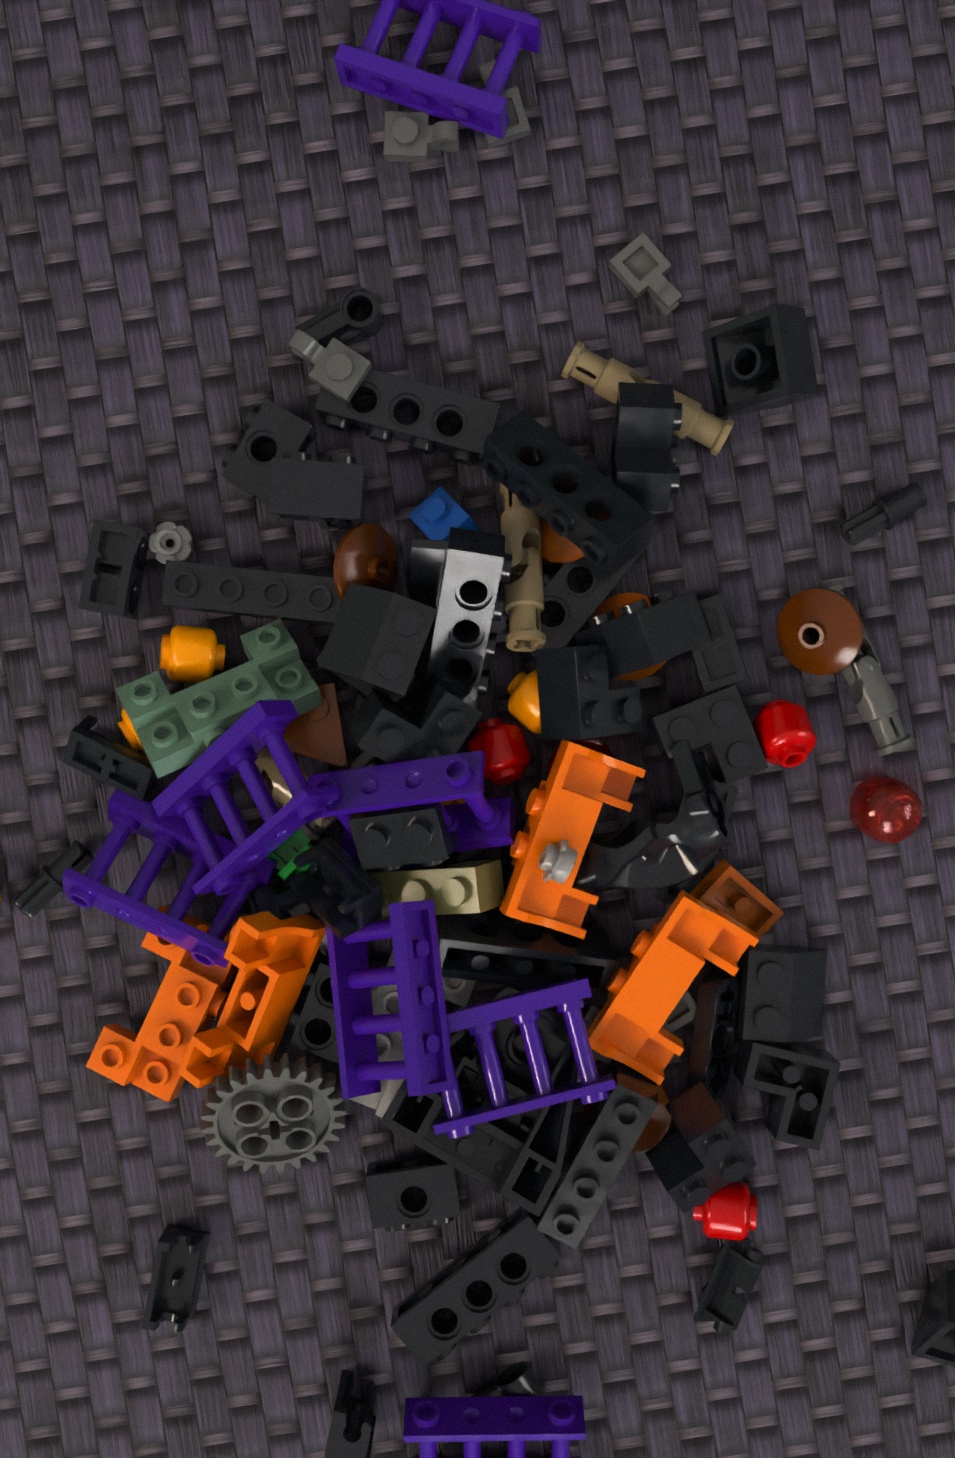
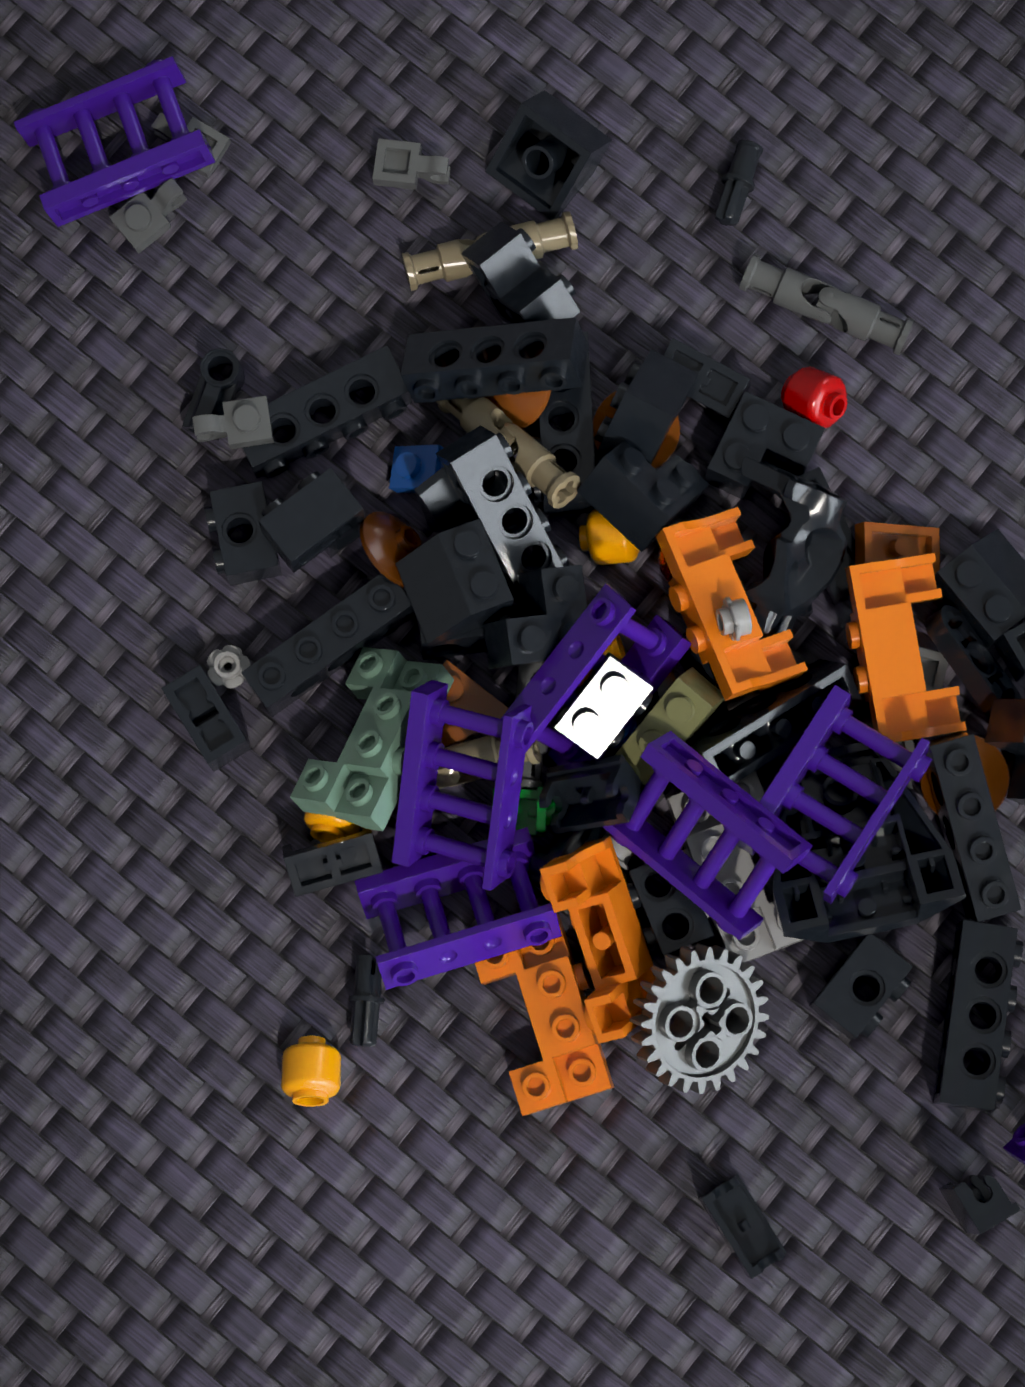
camera: 40 degrees left, 10 degrees down
(191, 654) = (319, 731): light orange head -> none
(503, 749) = (629, 586): red head -> none
(837, 625) = (784, 289): reddish brown dish -> none
(885, 809) = (942, 388): clear red hair -> none

